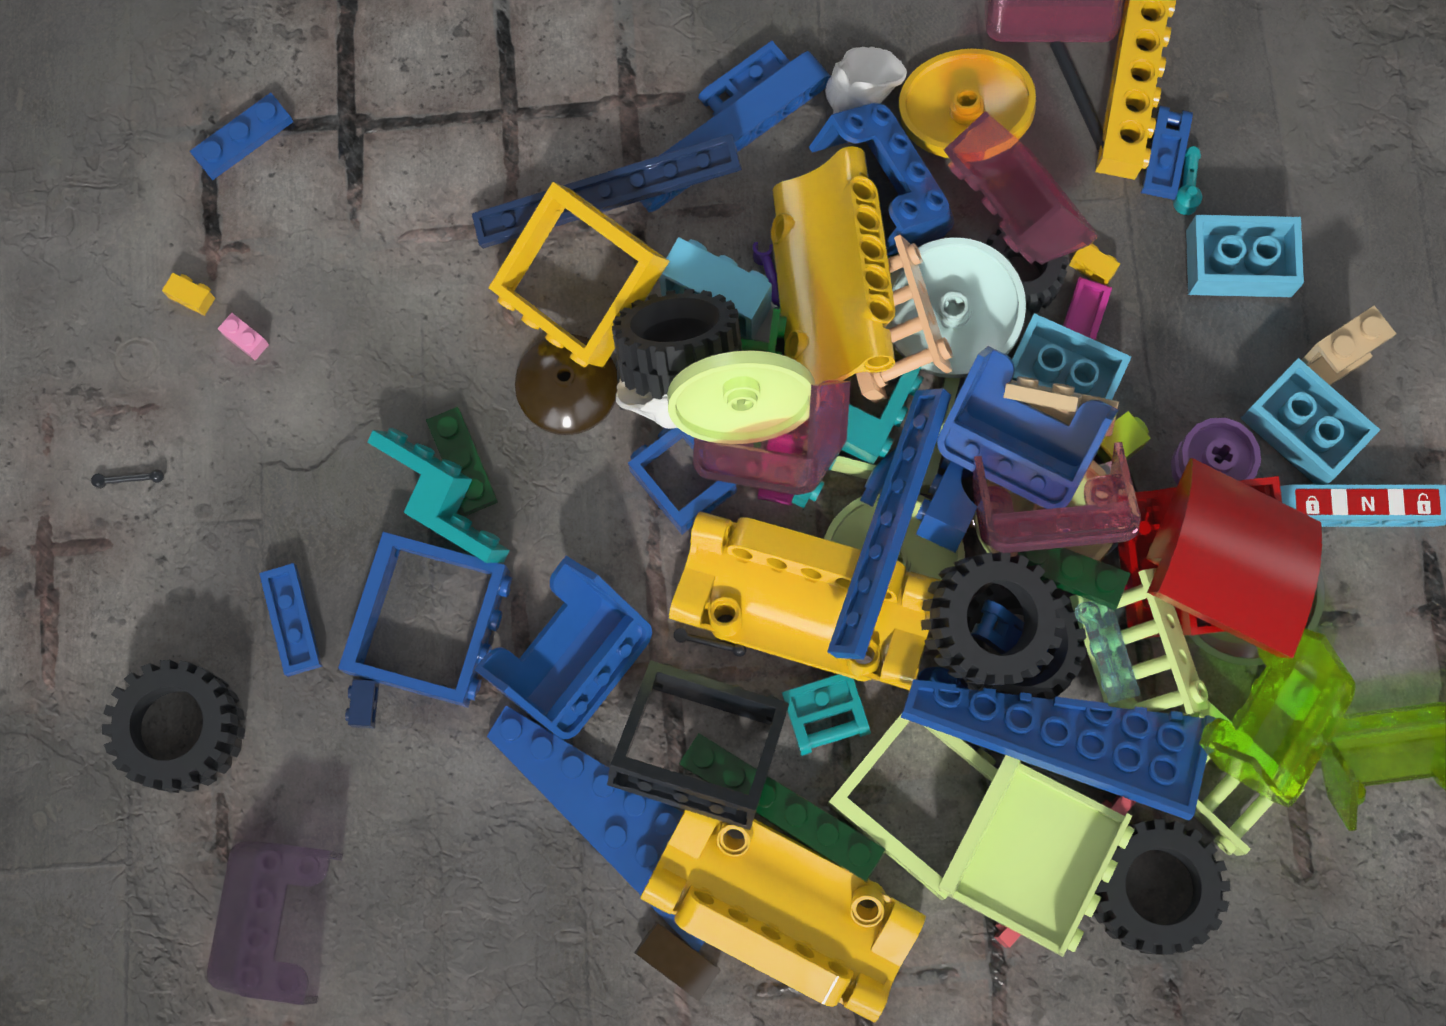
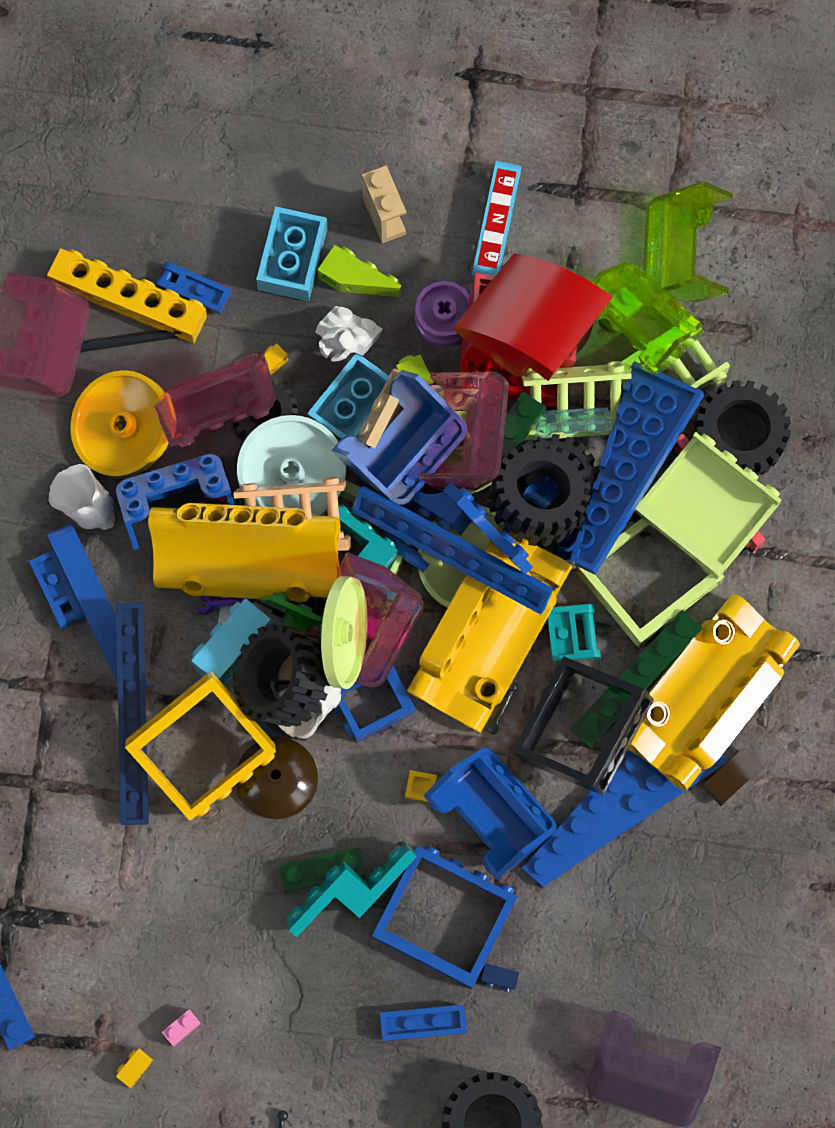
camera: 85 degrees left, 0 degrees up
(591, 555) = (419, 784): none -> yellow tile
(941, 542) = (477, 514): none -> blue plate
(1087, 307) = (305, 377): dark pink tile -> none
(1155, 341) = (346, 333): none -> white plate
(1189, 195) = (231, 280): teal piece -> none
(1235, 340) = (351, 275): none -> lime slope
(1310, 423) = (430, 242): medium azure brick -> none

